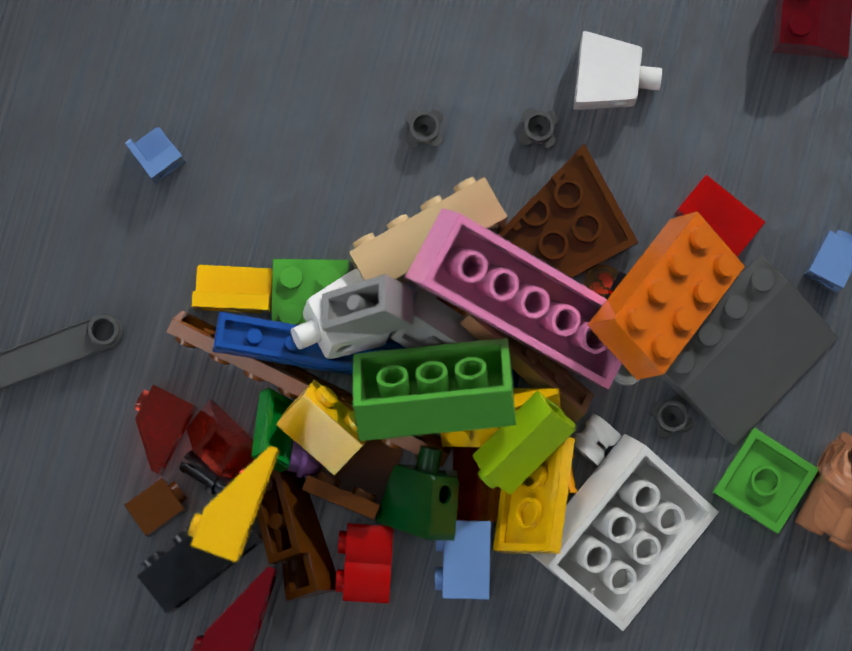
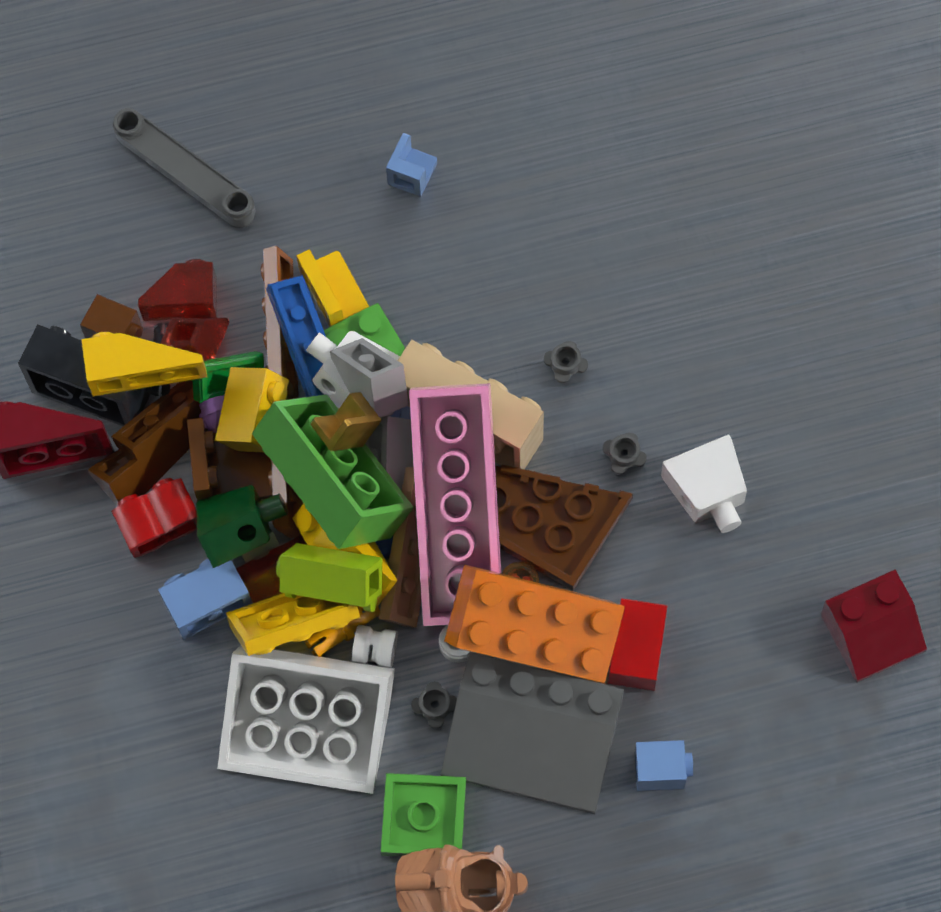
camera: 65 degrees right, 15 degrees down
(403, 353) = (349, 426): none -> pearl gold panel

